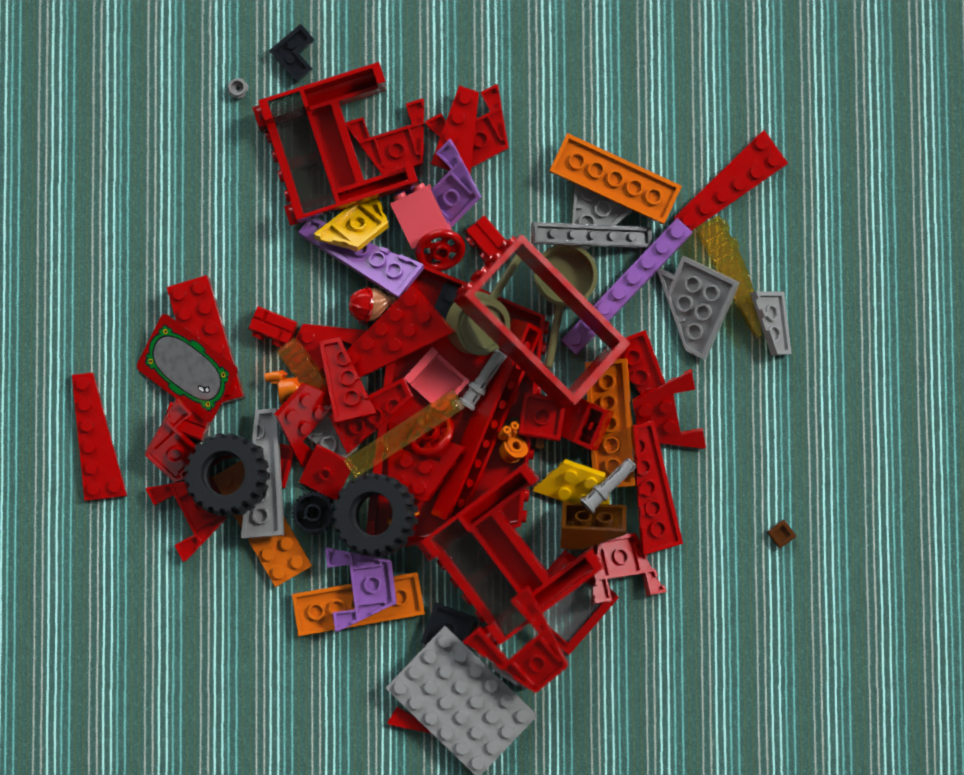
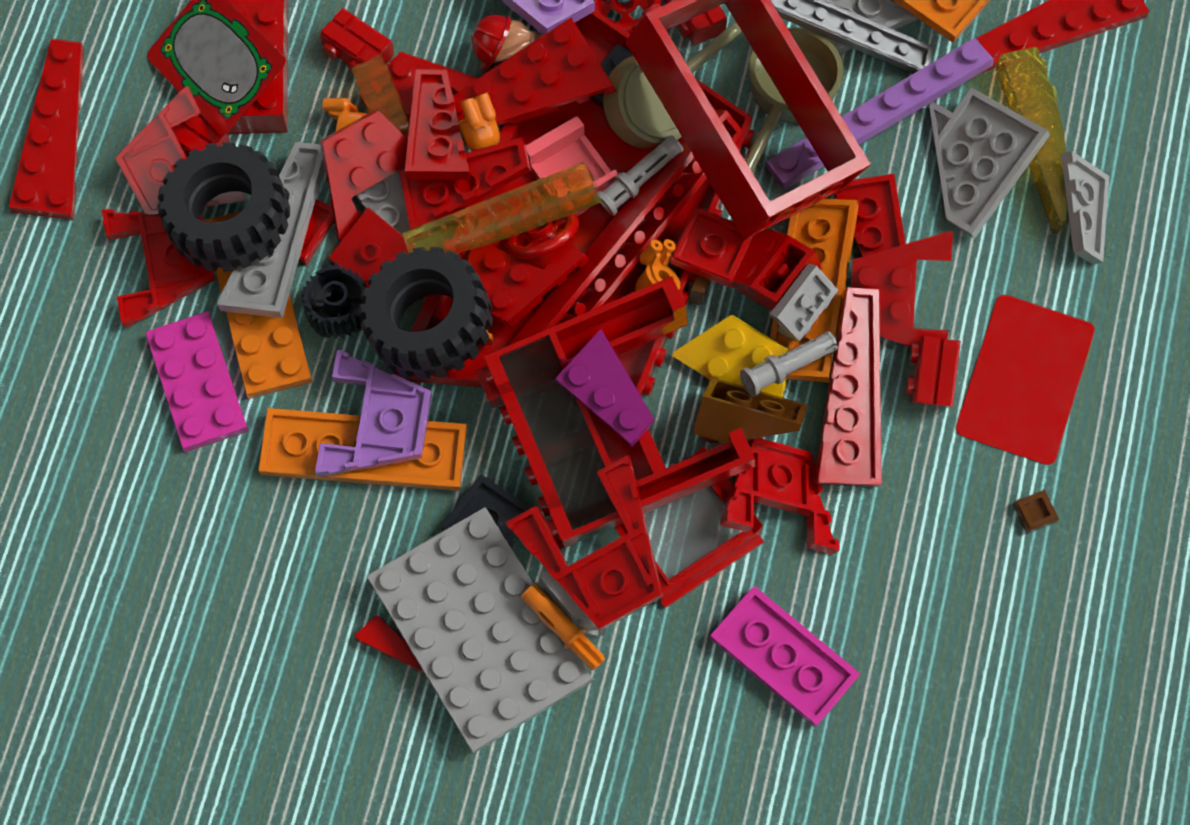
camera: 10 degrees right, 15 degrees down
(240, 585) = (196, 381): none -> dark pink plate
(372, 375) = (479, 126): none -> orange piece
(499, 538) = (606, 389): none -> magenta wing
(512, 691) = (562, 626): none -> orange axle
(608, 444) = (803, 303): none -> light grey bracket
(648, 668) = (784, 656): none -> dark pink plate
(699, 461) = (934, 371): none -> red brick
(758, 445) = (1025, 379): none -> red sticker

